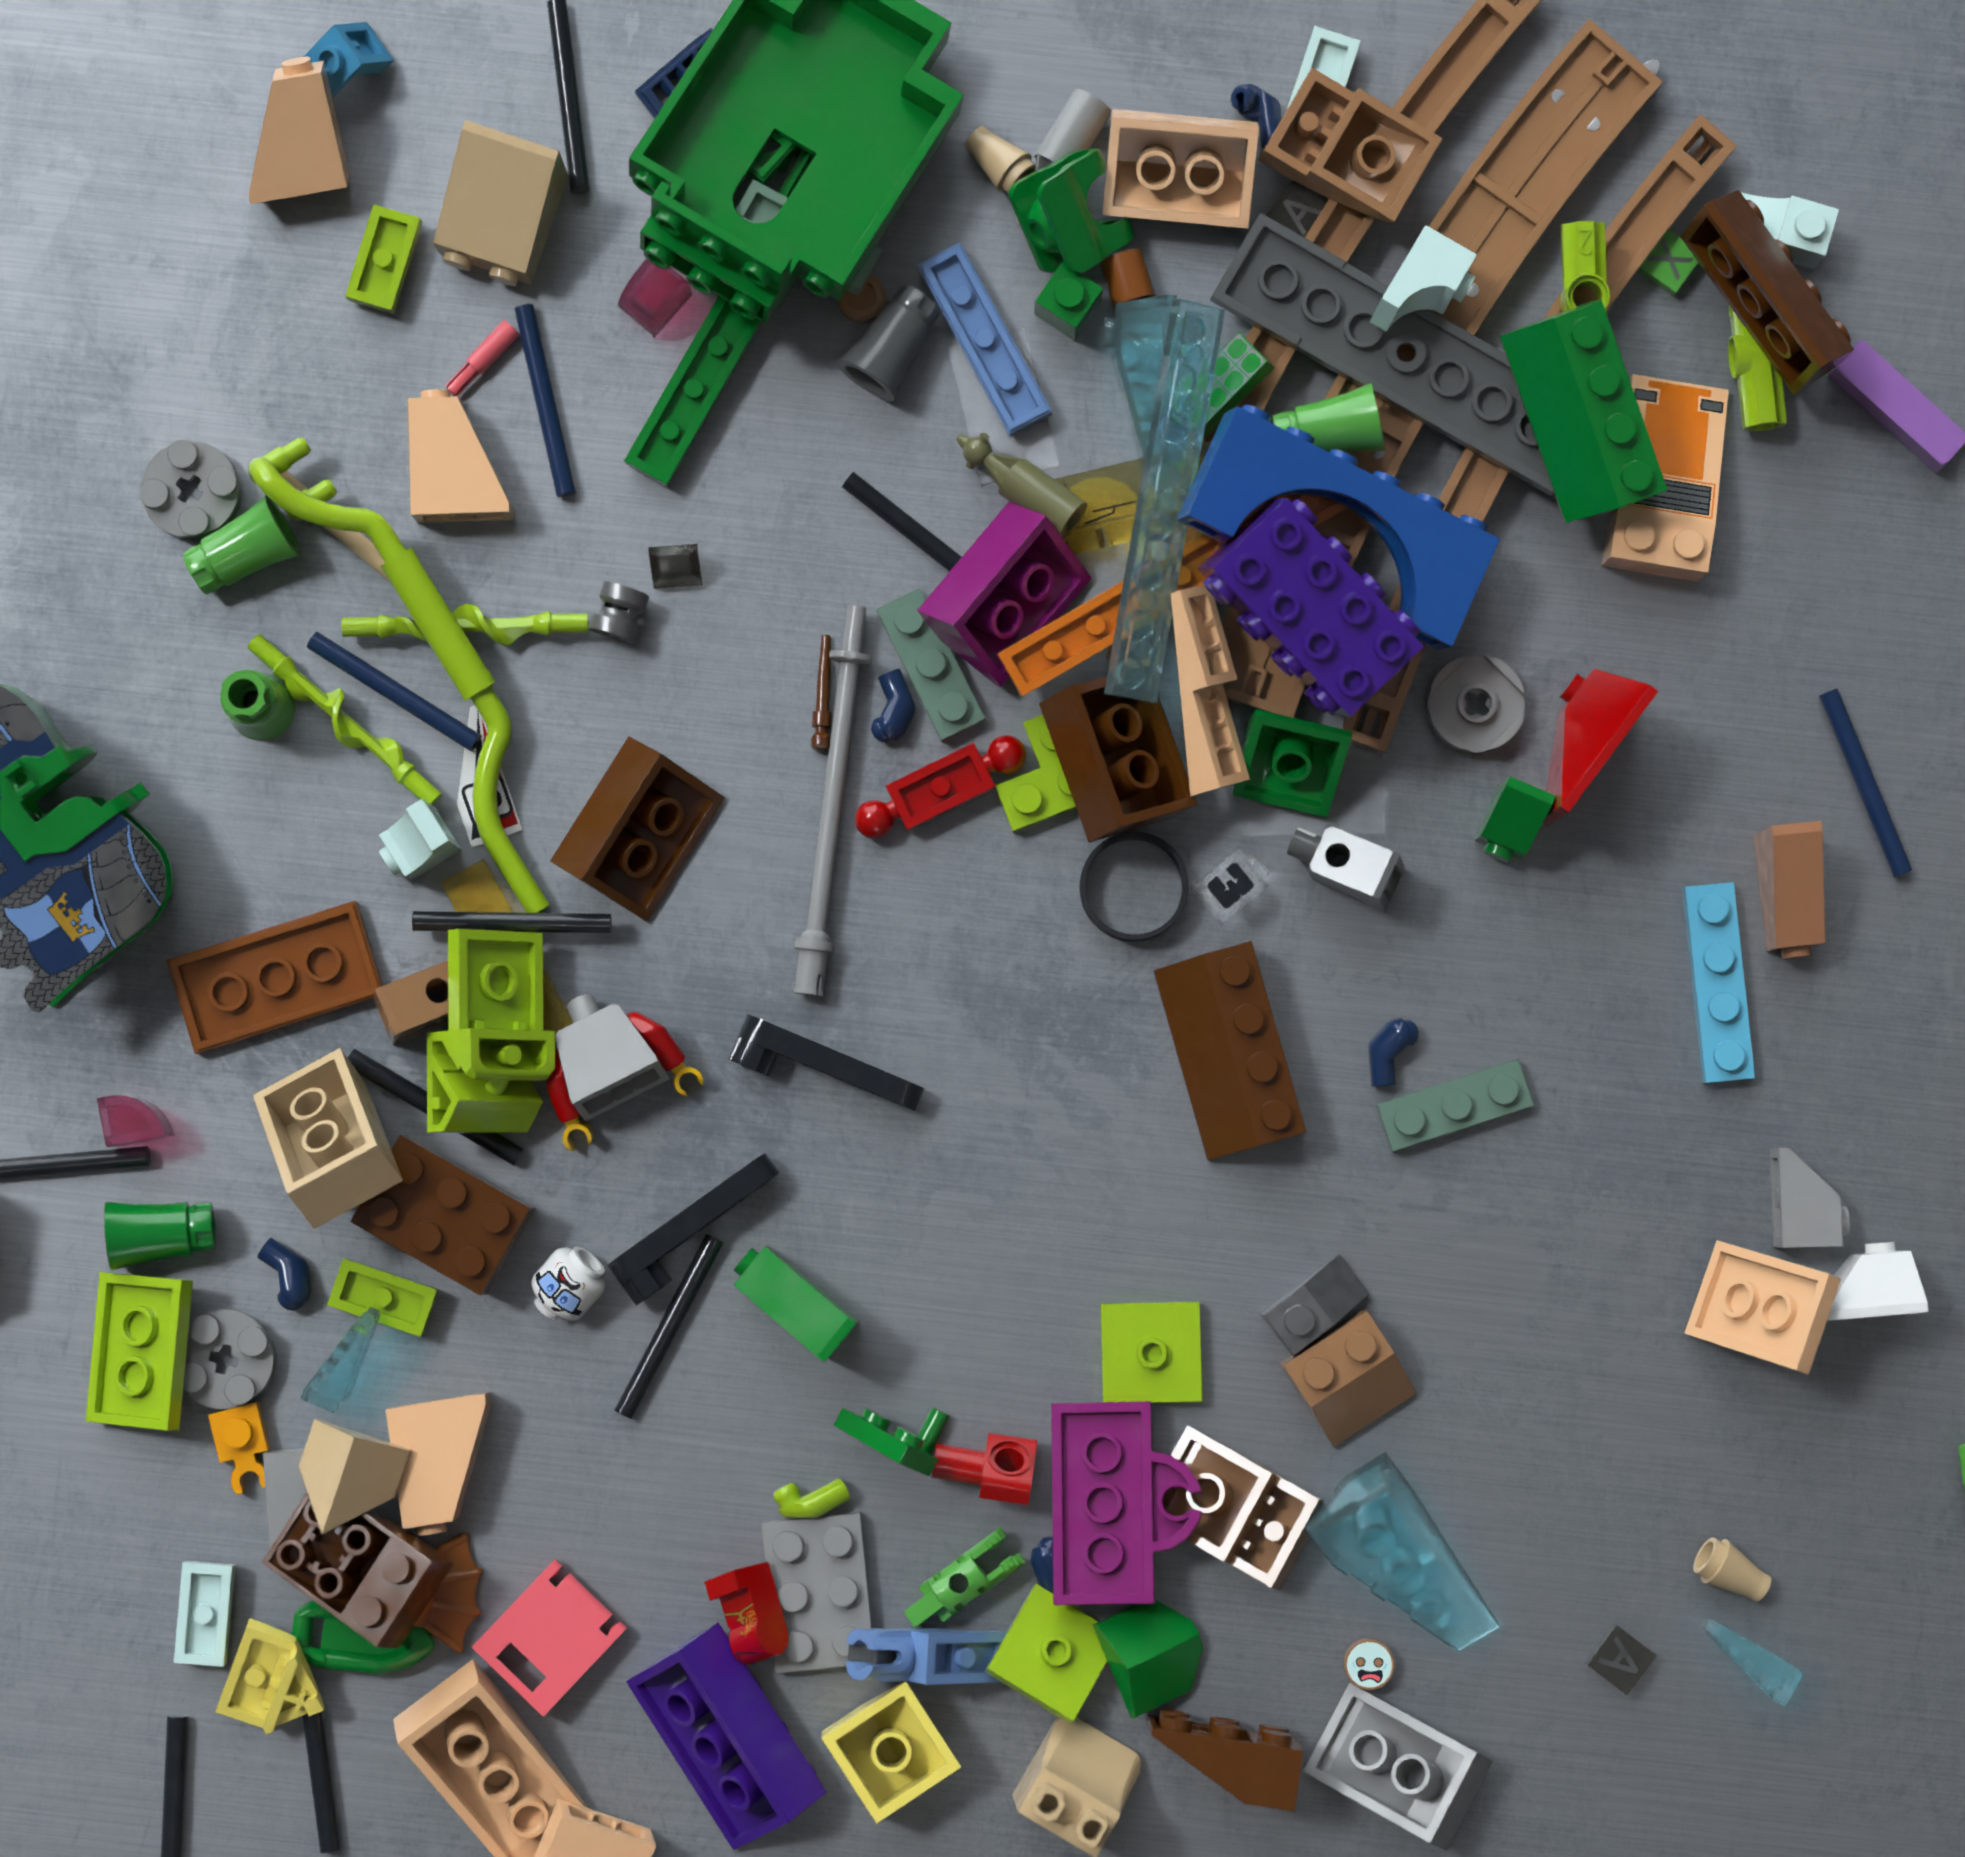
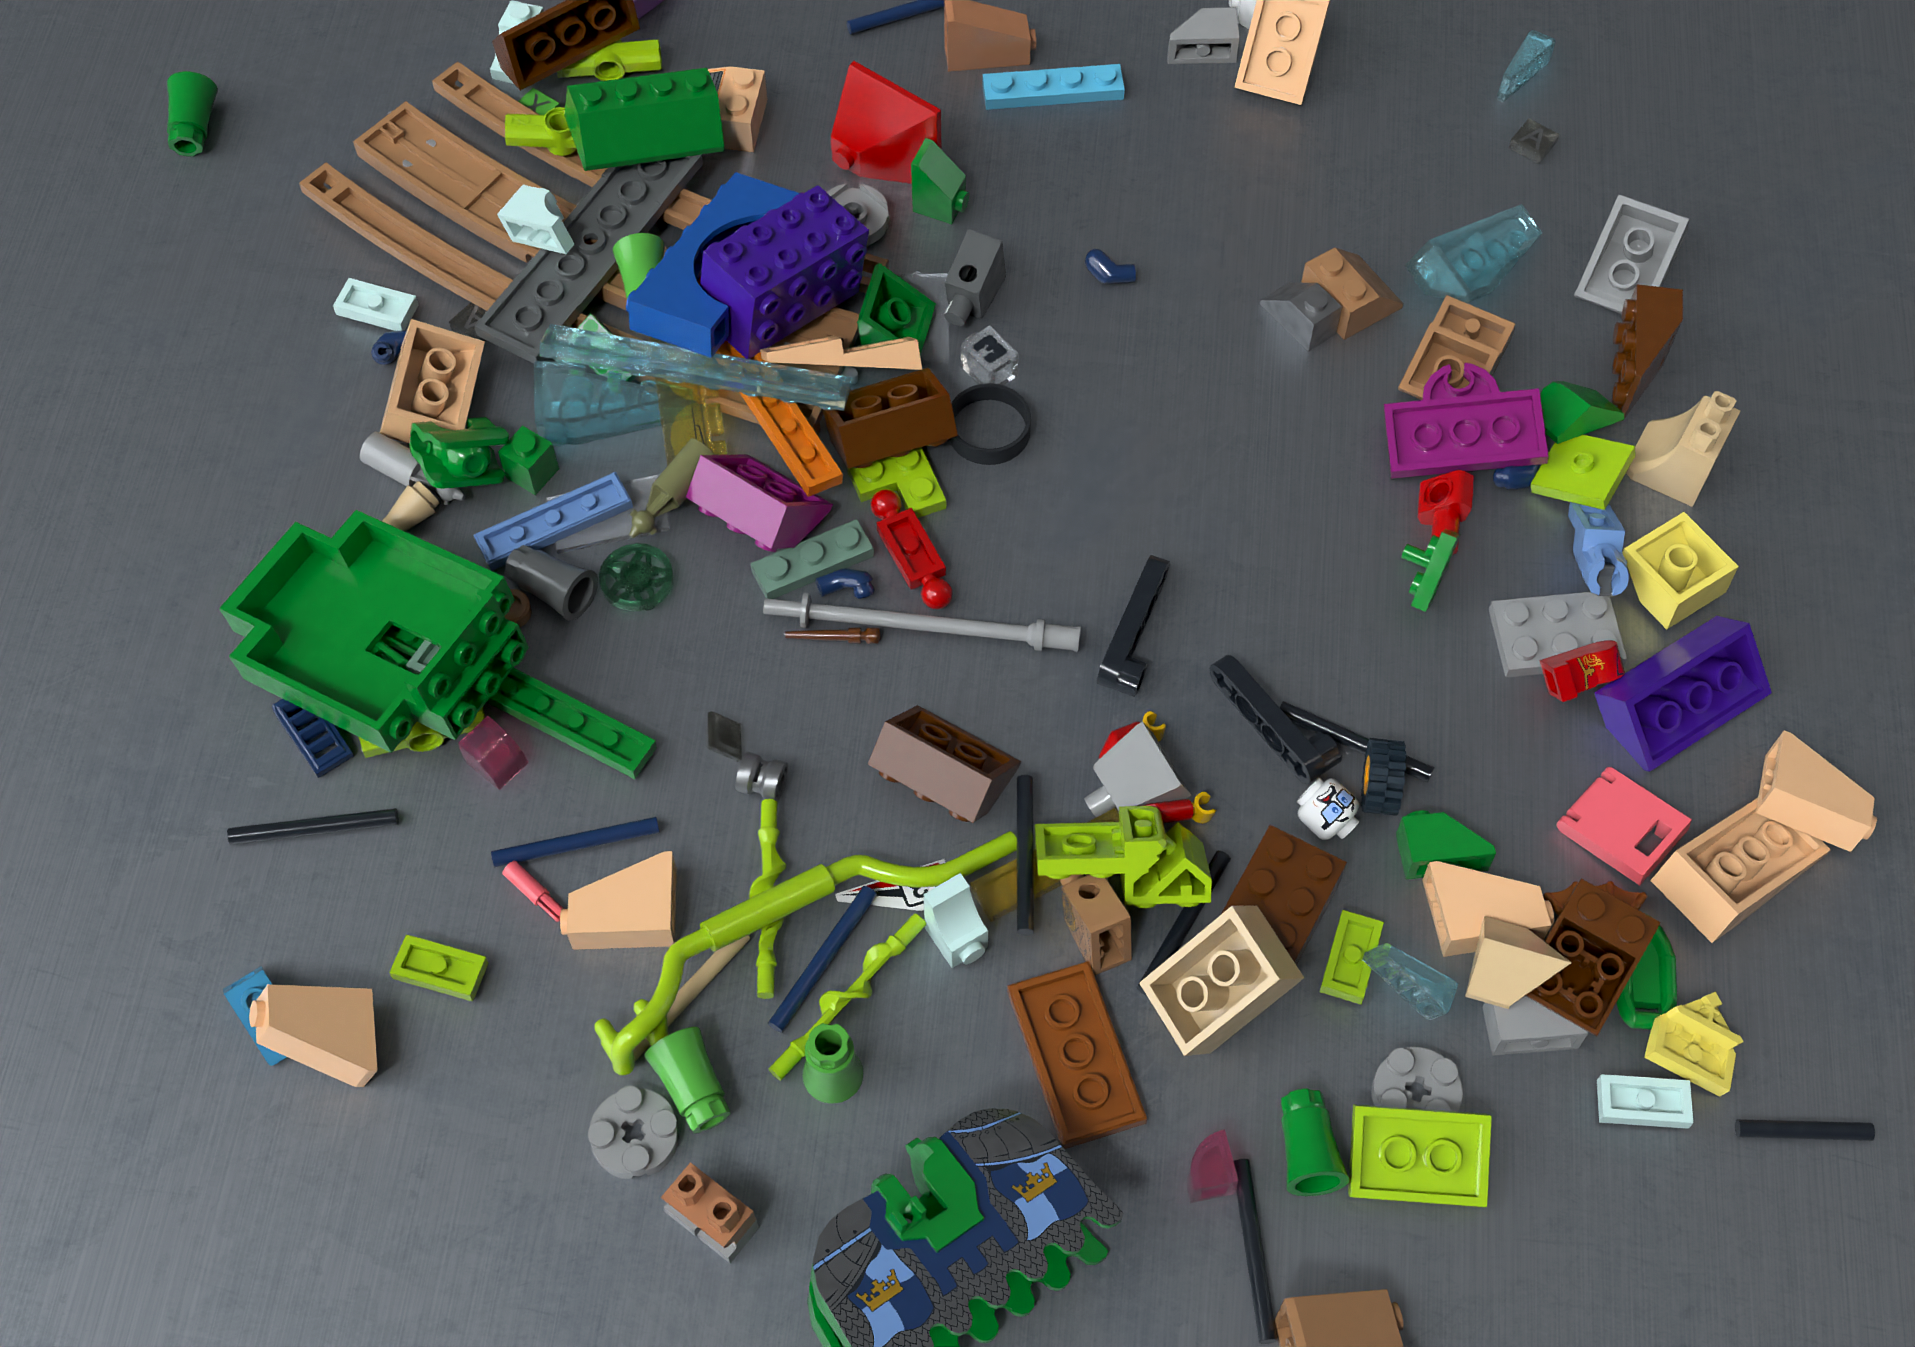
camera: 90 degrees left, 25 degrees down
(87, 572) = (710, 1212): none -> nougat hips
(241, 1436) = (1488, 1079): light orange plate -> none
(292, 1271) = (1335, 1033): dark blue arm -> none
(321, 1783) = (1777, 1005): black bar -> none
(499, 204) = (400, 864): tan slope -> none
(518, 1410) = (1440, 838): none -> green slope
(600, 1350) = (1383, 776): none -> black wheel
(794, 1302) = (1333, 634): green slope -> none
(812, 1505) = (1490, 637): lime arm -> none
(901, 521) = (700, 576): black bar -> none
(905, 447) = (636, 577): none -> clear green wheel
(939, 1590) = (1536, 531): bright green hinge -> none
(1127, 276) = (514, 418): dark orange beam -> none
(1151, 1352) = (1344, 414): lime plate -> none
(1229, 1050) = (1113, 358): reddish brown slope -> none
(1350, 147) = (430, 271): medium nougat slope -> none
(1368, 1663) = (1559, 282): tile -> none
(1454, 1105) = (1147, 233): sand green plate -> none
(1729, 1569) = (1462, 80): tan cone -> none

